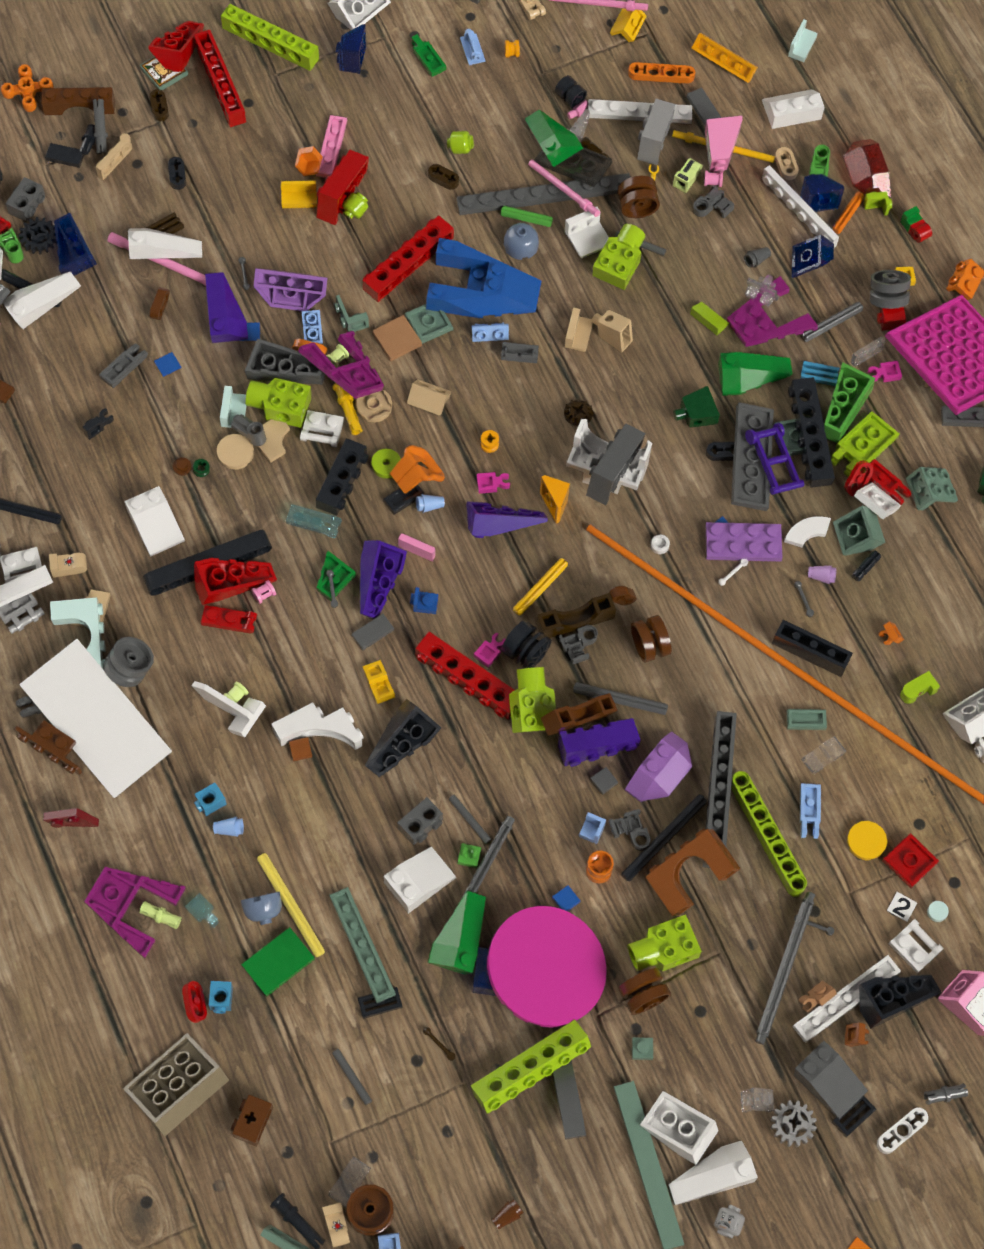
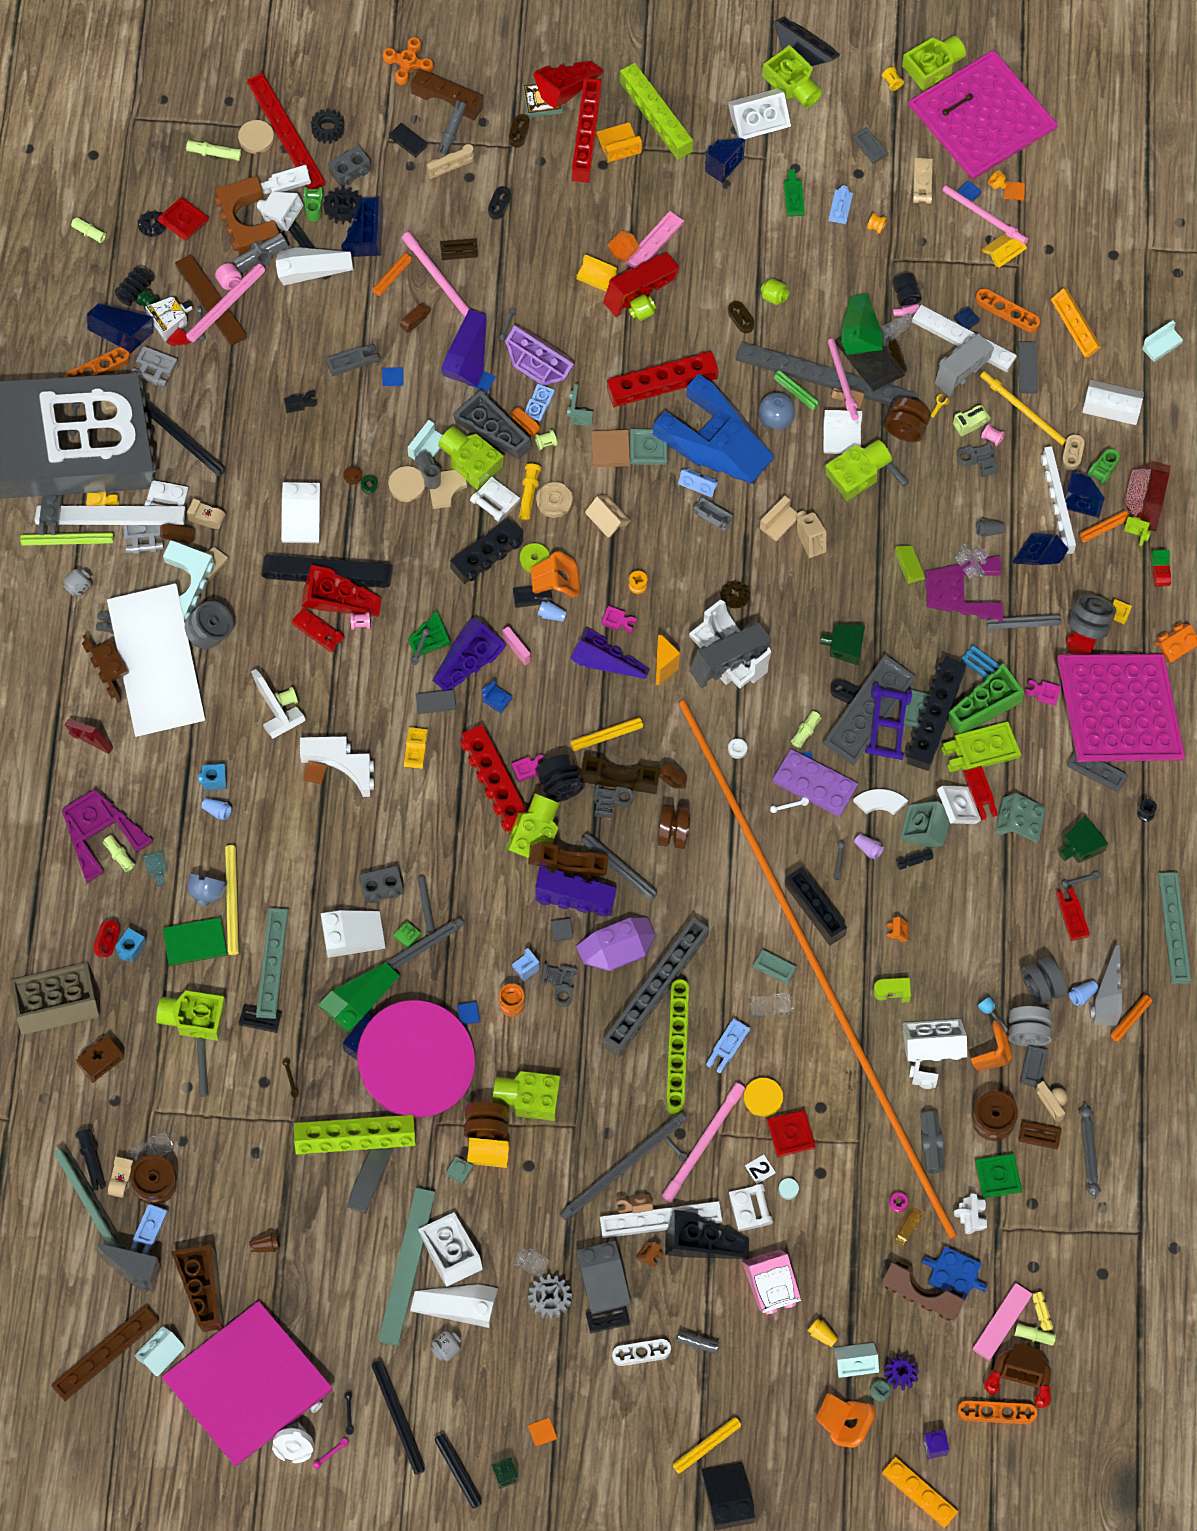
camera: 30 degrees right, 0 degrees up
(50, 593) = (177, 533): none -> reddish brown beam
(88, 139) = (435, 135): black axle -> none
(116, 276) = (392, 274): none -> orange axle
(154, 244) = (441, 261): white wedge -> none
(253, 77) = (619, 142): none -> light orange bracket
(313, 520) = (439, 578): clear light blue plate -> none
(317, 1031) = (193, 1014): none -> lime brick
(354, 378) = (546, 468): magenta wing -> none
(403, 735) = (410, 804): black wedge -> none
(565, 203) = (858, 395): none -> medium nougat plate
(632, 93) = (967, 318): none -> dark blue tile
(659, 1019) = (488, 1152): none -> yellow panel
(664, 837) = (584, 1004): black axle -> none
(666, 879) = (564, 1037): dark orange arch -> none
(708, 499) = (806, 729): none -> yellowish green pin
(720, 141) = (1018, 404): bright pink slope -> none
(748, 371) = (914, 630): green wedge -> none
(840, 931) = (675, 1185): none -> bright pink piece
(858, 477) = (955, 775): red plate -> none
(868, 351) = (1038, 665): clear tile -> none

